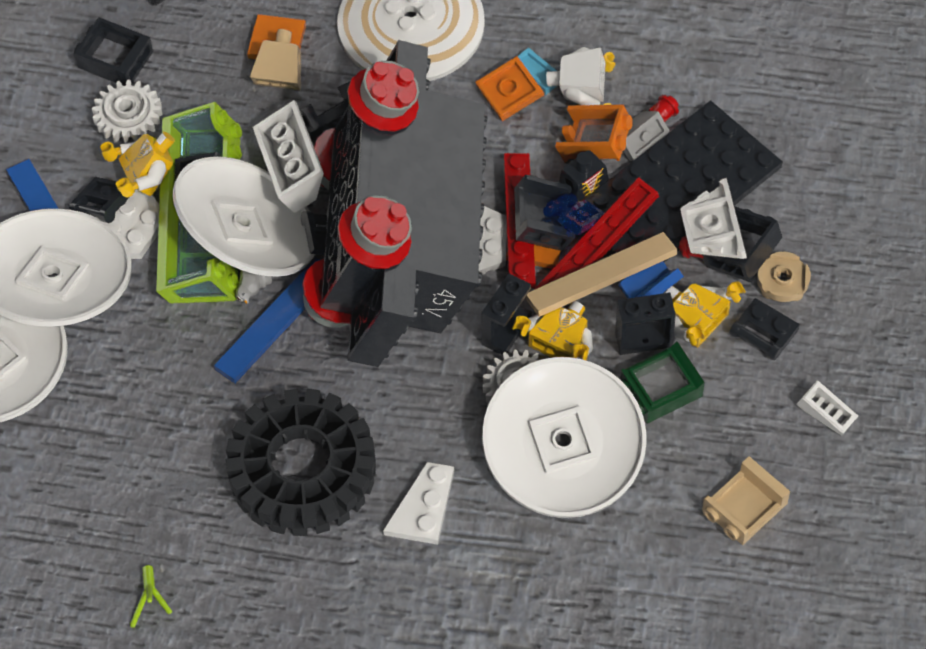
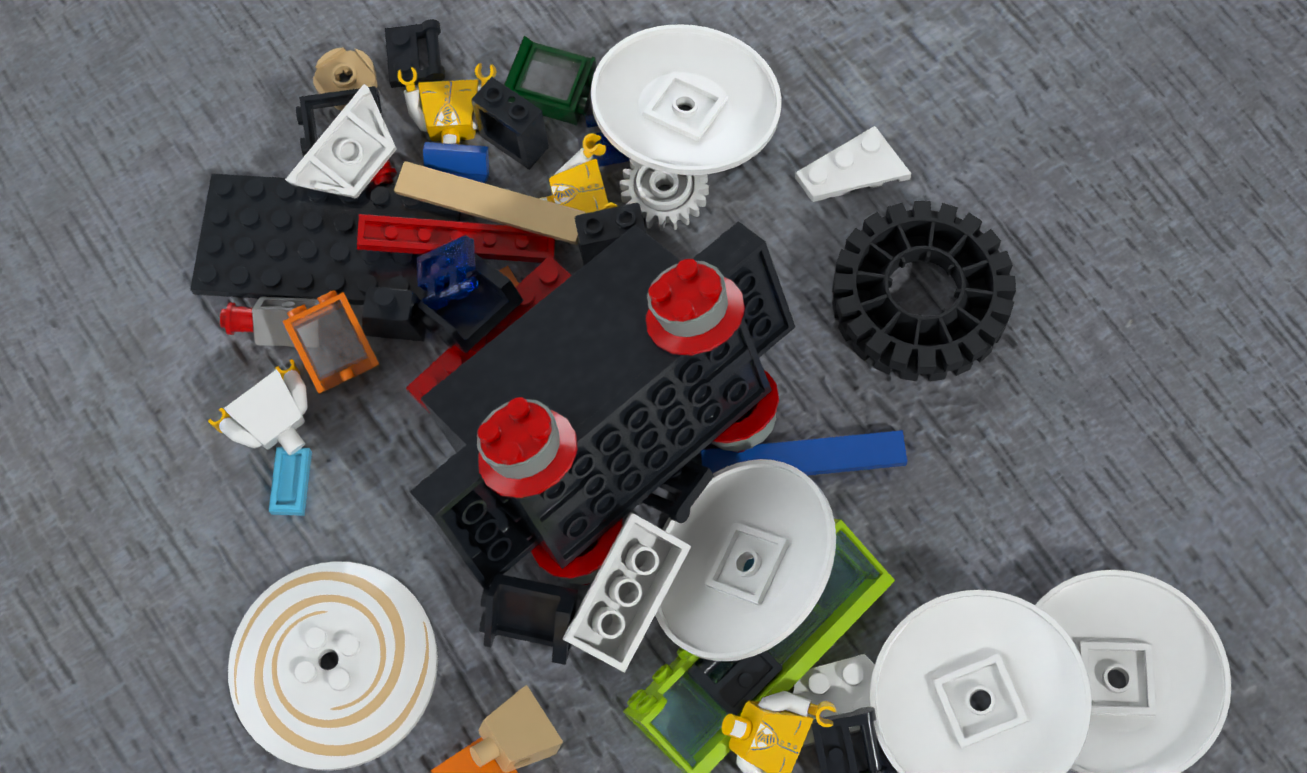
camera: 130 degrees left, 10 degrees up
(149, 589) = (1161, 303): lime plant -> none
(509, 88) = (337, 482): orange tile -> none

